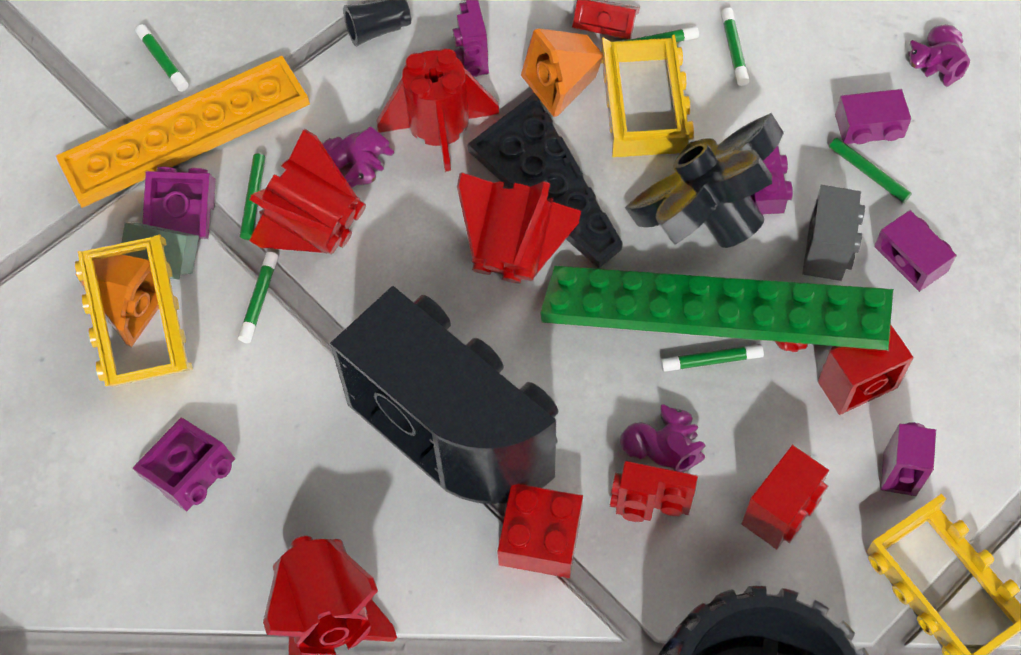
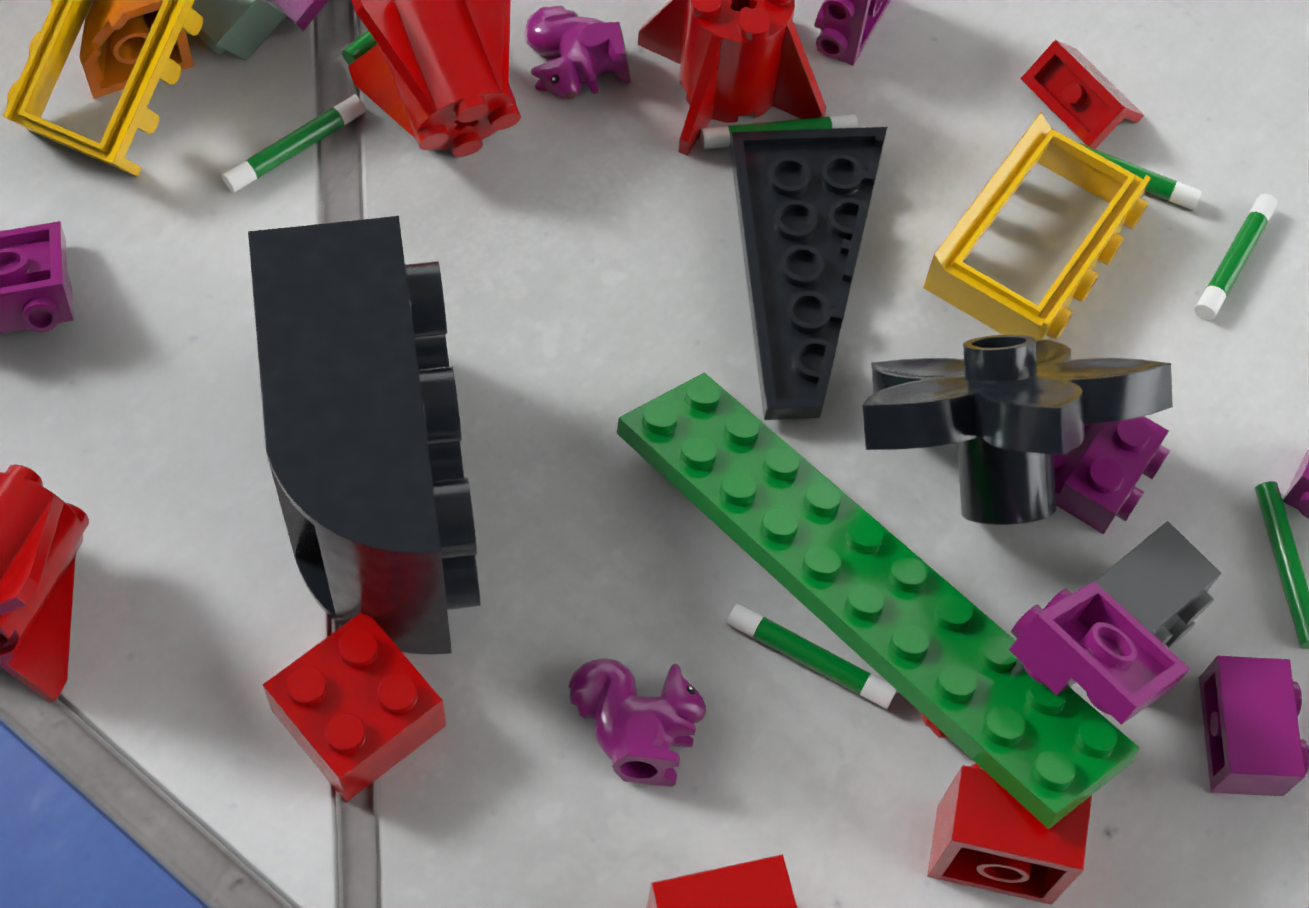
camera: 30 degrees right, 0 degrees up
(461, 149) = (720, 136): none -> bar
(512, 227) = (679, 274): red brick -> none
(560, 67) = (948, 113): orange slope -> none
(649, 487) = (534, 763): red plate -> none
(839, 257) = (1098, 646): none -> magenta plate

